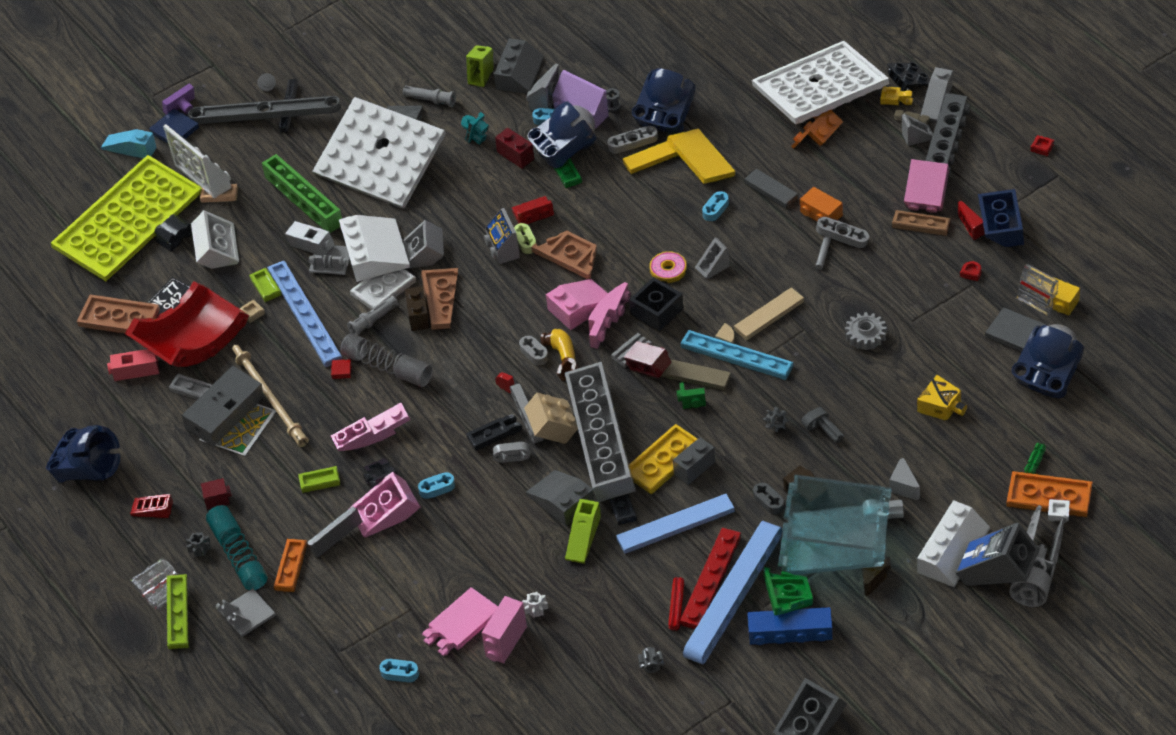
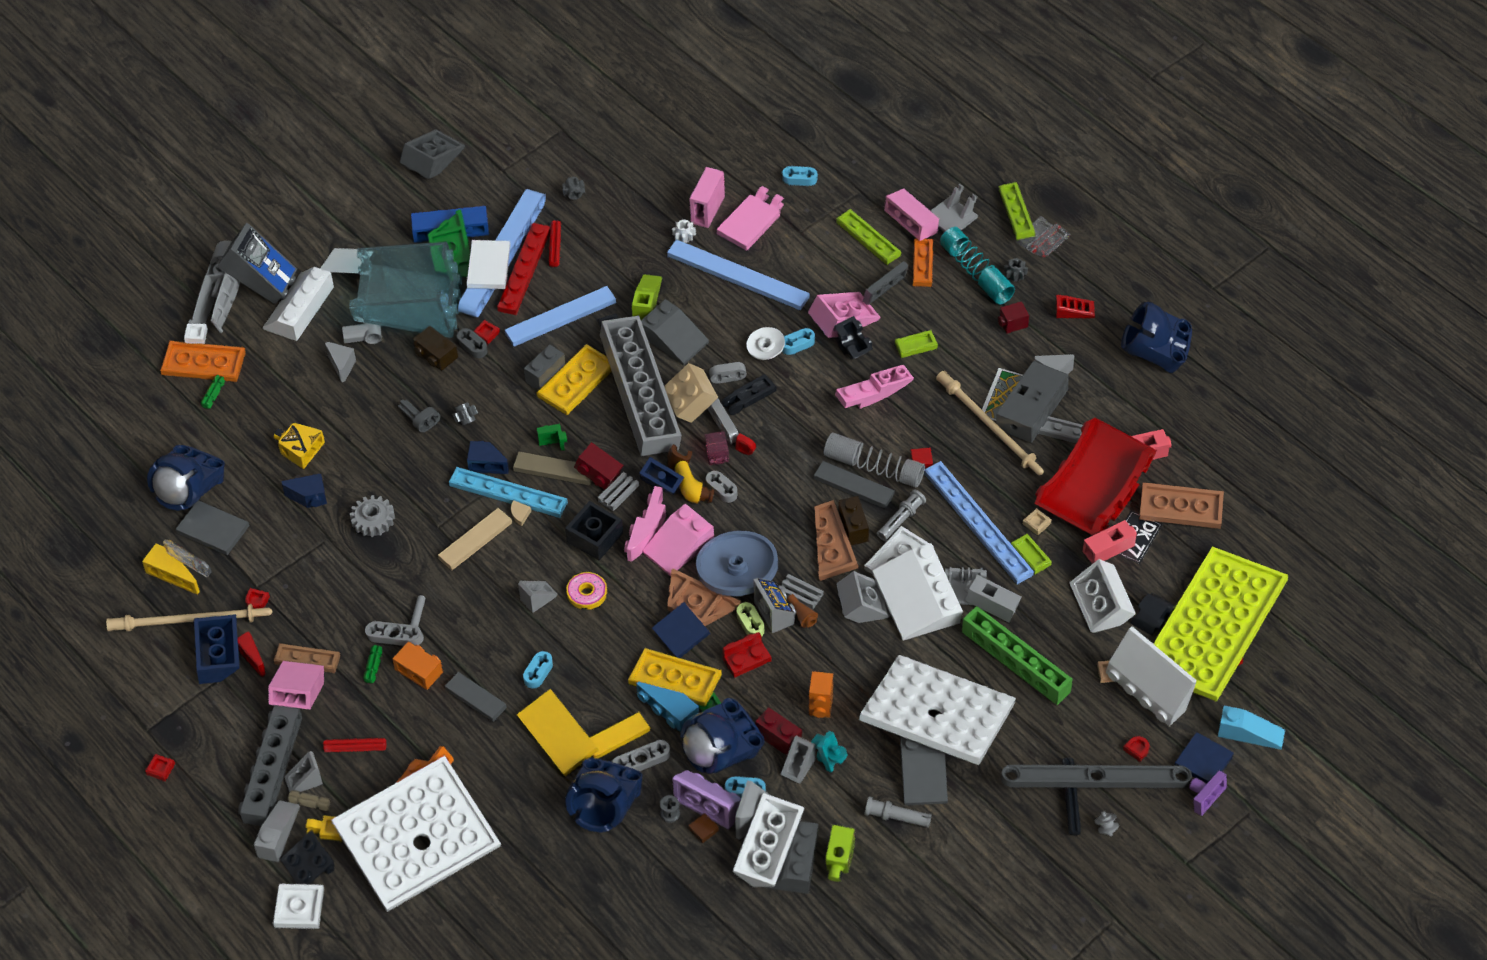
camera: 170 degrees right, 5 degrees up
(180, 283) = (1110, 542): none -> coral brick
(190, 443) = (1059, 362): none -> light grey slope
(224, 138) = (1137, 747): none -> red tile
(288, 606) = (911, 214): none -> bright pink brick
(340, 596) = (868, 237): none -> lime tile
(403, 344) = (854, 484): none -> dark grey tile
(468, 477) = (764, 337): none -> white dish
(474, 165) = (821, 694): none -> orange brick
(475, 235) = (806, 616): none -> dark orange cone
(478, 258) = (803, 589): none -> light grey tile
(485, 559) = (738, 274): none -> light blue tile
(497, 127) = (799, 759): none -> light grey slope
(528, 271) = (734, 560): none -> sand blue dish
(532, 379) = (717, 448): none -> clear pink brick
(533, 65) = (768, 841): none -> white slope
(586, 225) = (681, 630): none -> dark blue tile
(590, 348) = (661, 476): none -> dark blue slope
(597, 194) = (676, 674): none -> yellow tile
(601, 171) = (670, 704): none -> dark azure slope
(747, 560) = (488, 264): none -> white tile
(753, 511) = (487, 331): none -> red tile
(755, 378) = (486, 458): none -> dark blue slope
(861, 213) = (373, 664): none -> green axle
(875, 155) = (348, 745): none -> red axle
(903, 587) = (342, 261): none -> white sticker
(915, 46) = (298, 906): none -> white plate
(931, 355) = (306, 490): none -> dark blue slope
(1086, 250) = (128, 622): none -> tan bar

